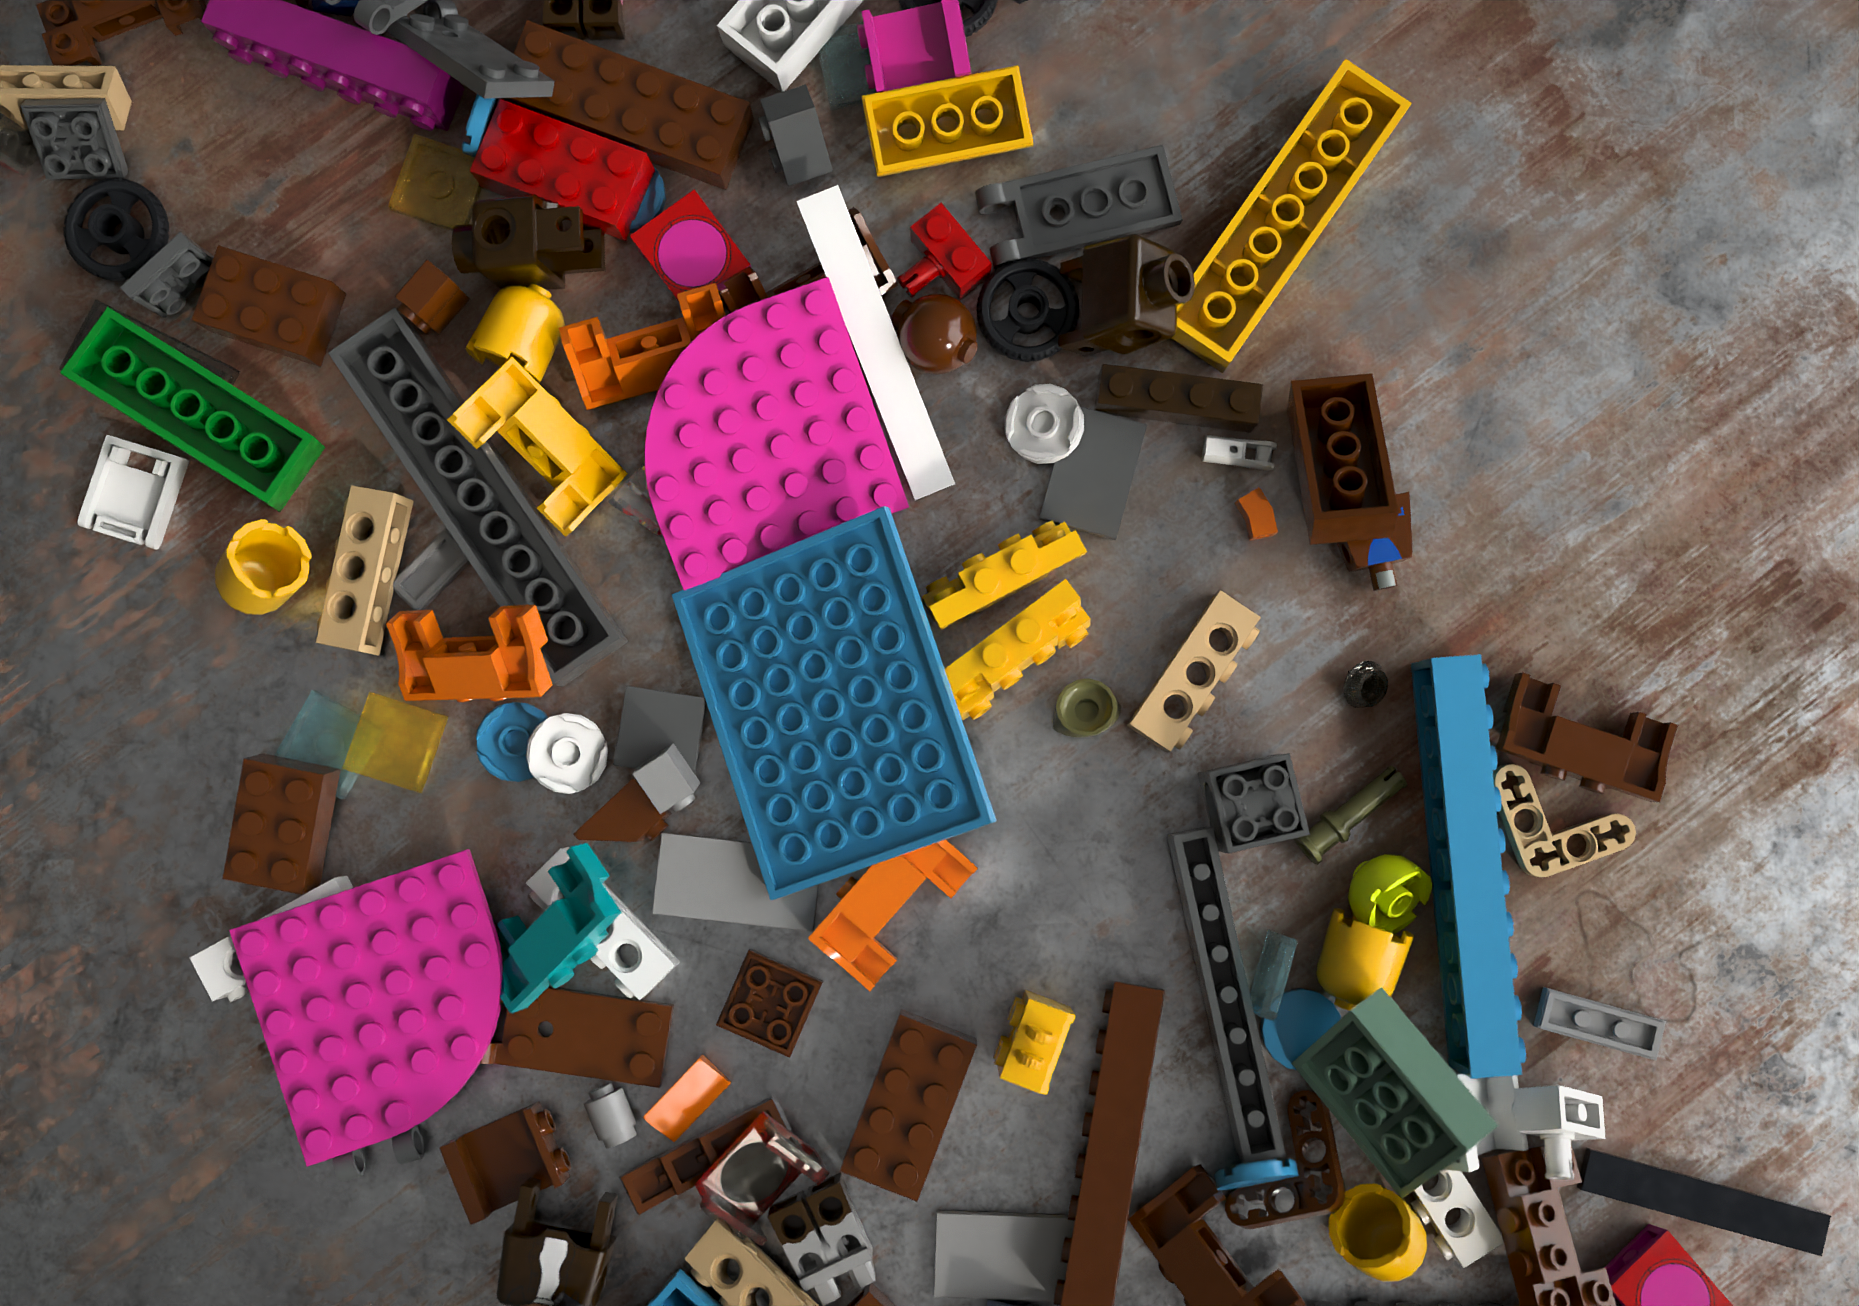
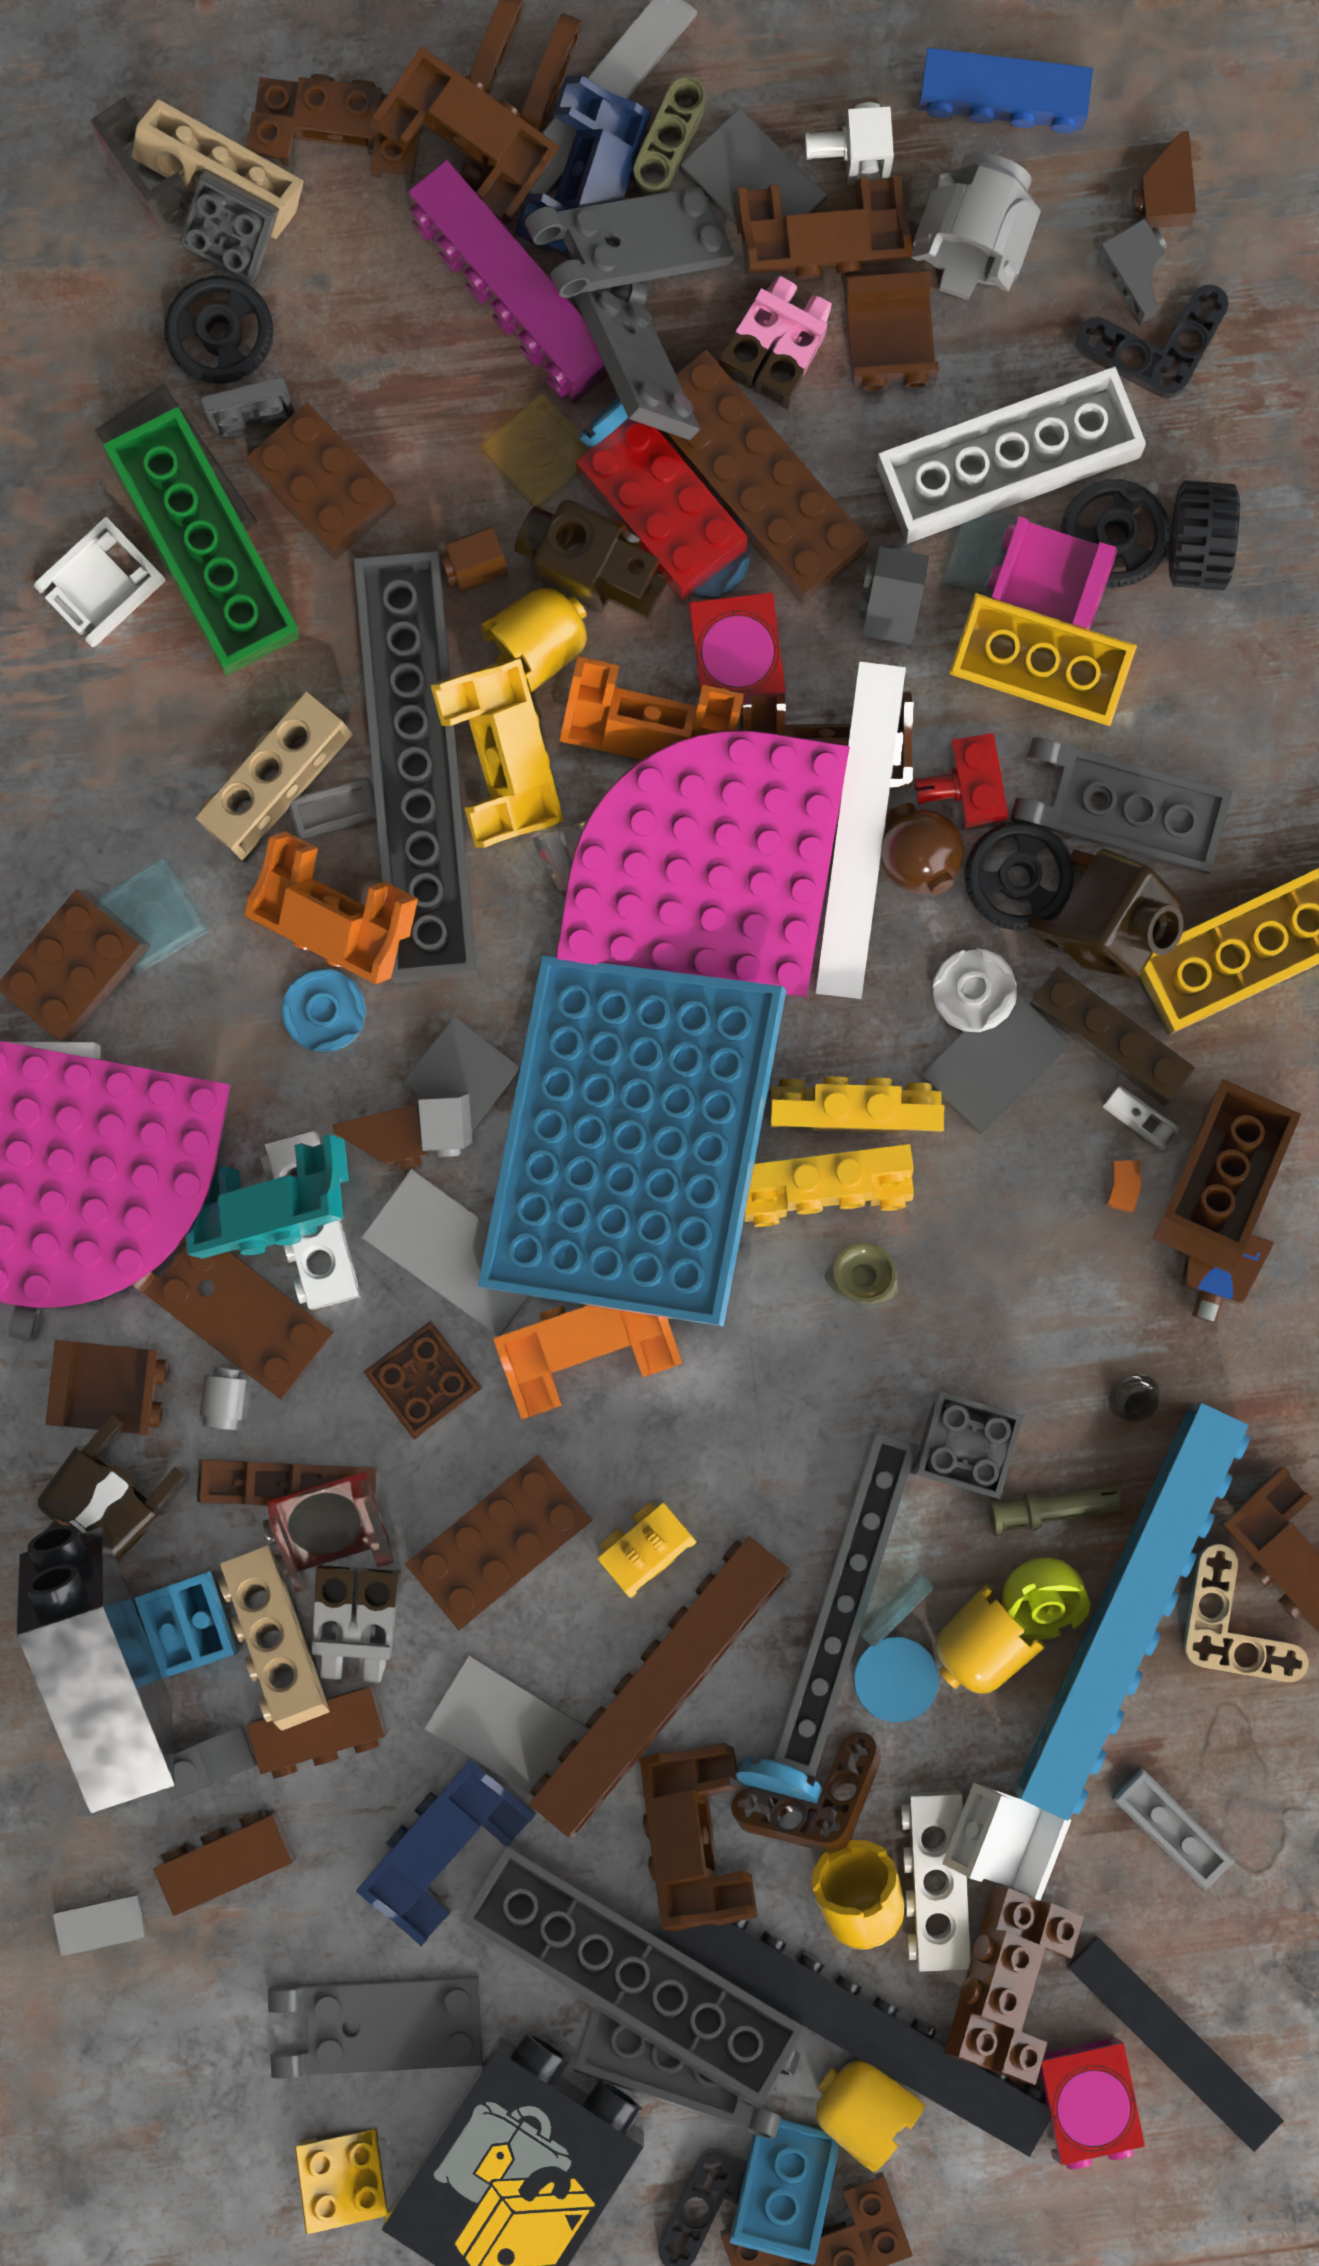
camera: 25 degrees right, 0 degrees up
(262, 567) = (185, 723): yellow cylinder -> none
(395, 742) = (214, 949): clear yellow tile -> none
(566, 753) = (365, 1047): white tile -> none
(687, 1099) = (299, 1424): slope -> none
(1220, 614) = (1037, 1258): tan brick -> none
(1394, 1093) = (942, 1770): sand green slope -> none
(1558, 1117) = (1082, 1886): white brick -> none

